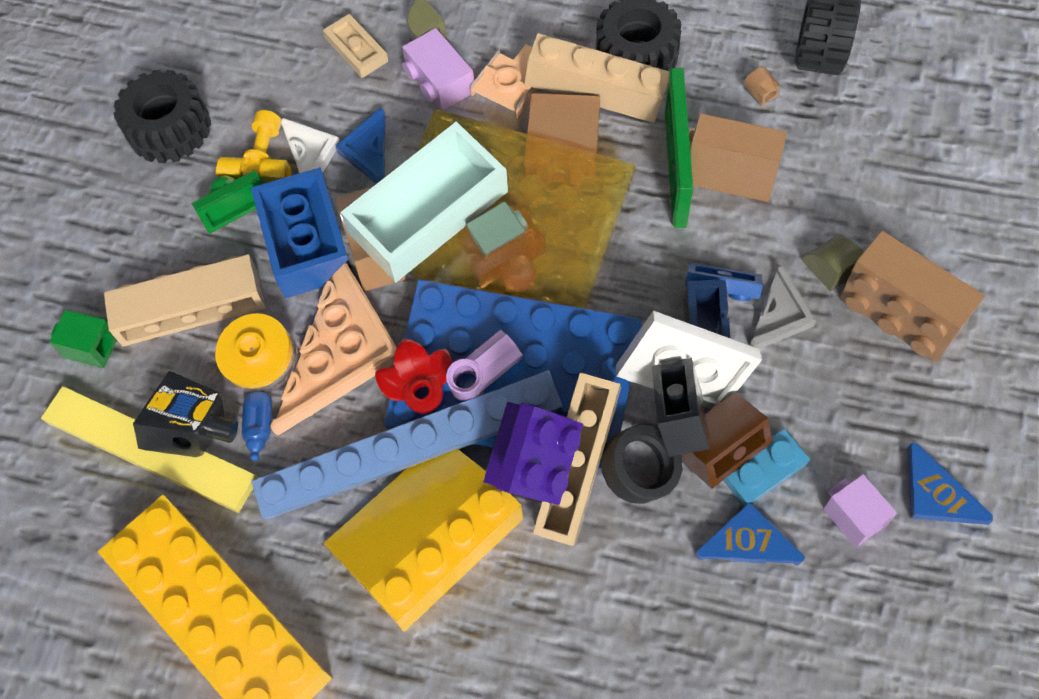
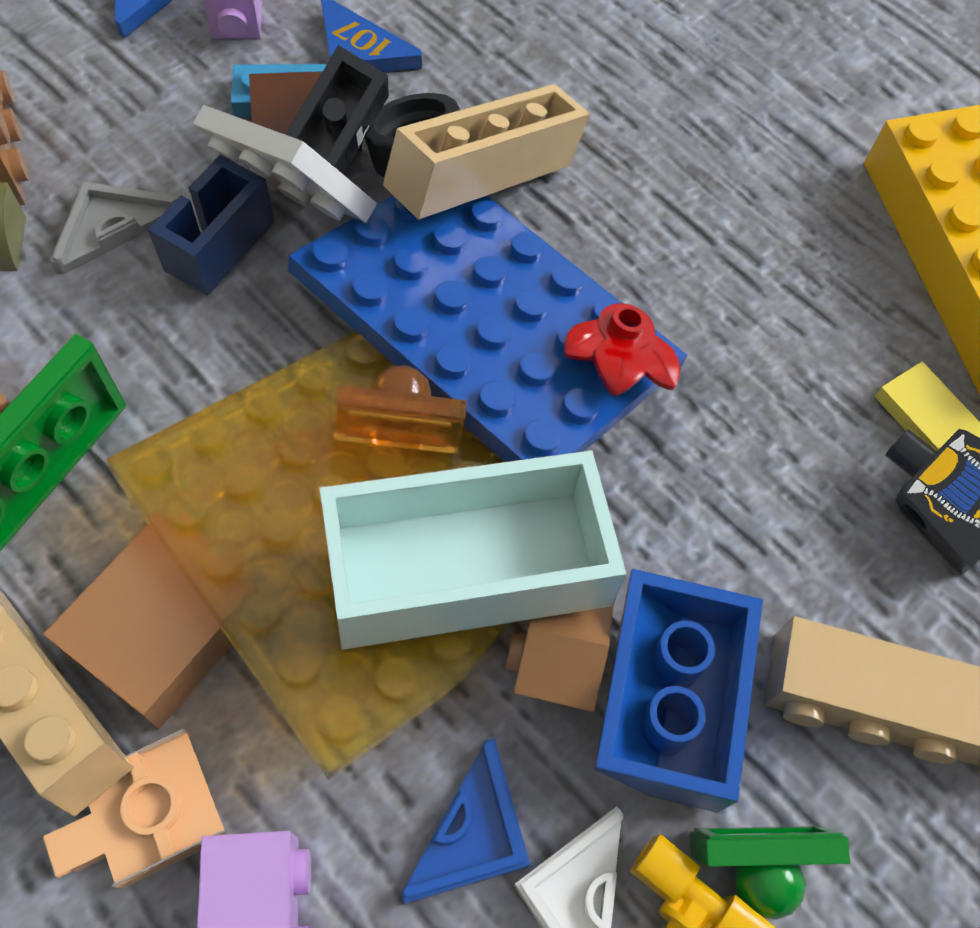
camera: 160 degrees left, 0 degrees up
(256, 353) = (823, 543): yellow piece -> none
(256, 422) = (853, 460): blue piece -> none
(337, 352) = (699, 485): light nougat tile -> none
(398, 447) = (673, 300): medium blue plate -> none
(424, 534) = (700, 216): yellow slope -> none
(486, 364) = (548, 298): lavender piece -> none
(496, 228) = (386, 448): sand green brick -> none
(533, 453) = (547, 128): dark purple bracket -> none
(740, 284) = (138, 278): blue plate -> none

